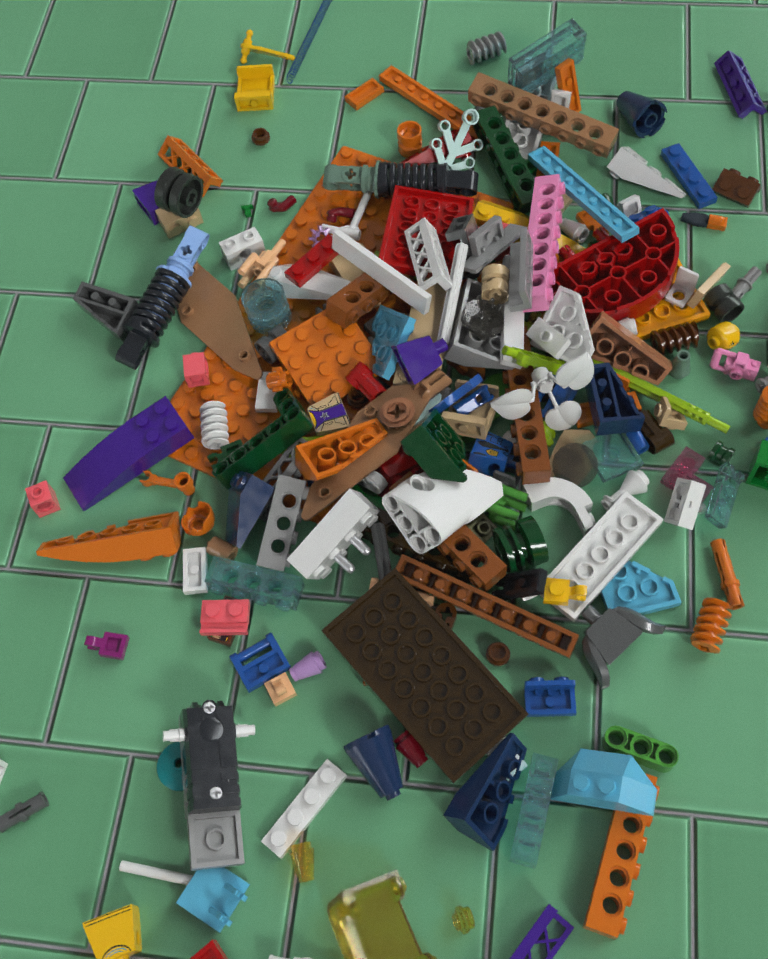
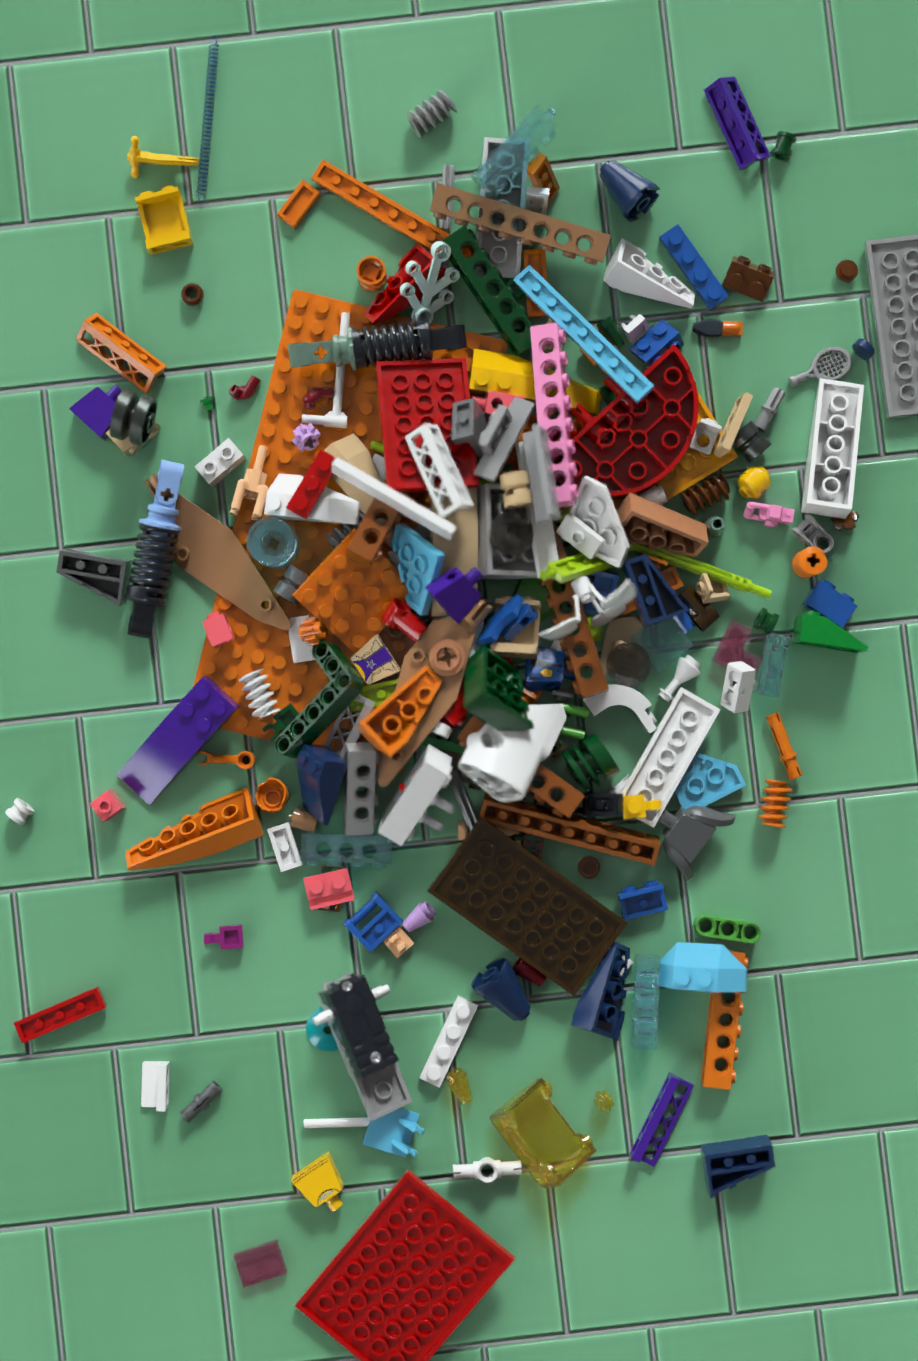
camera: 20 degrees left, 25 degrees up
(453, 293) = (474, 512): white axle -> none
(574, 230) = (581, 370): white cone -> none

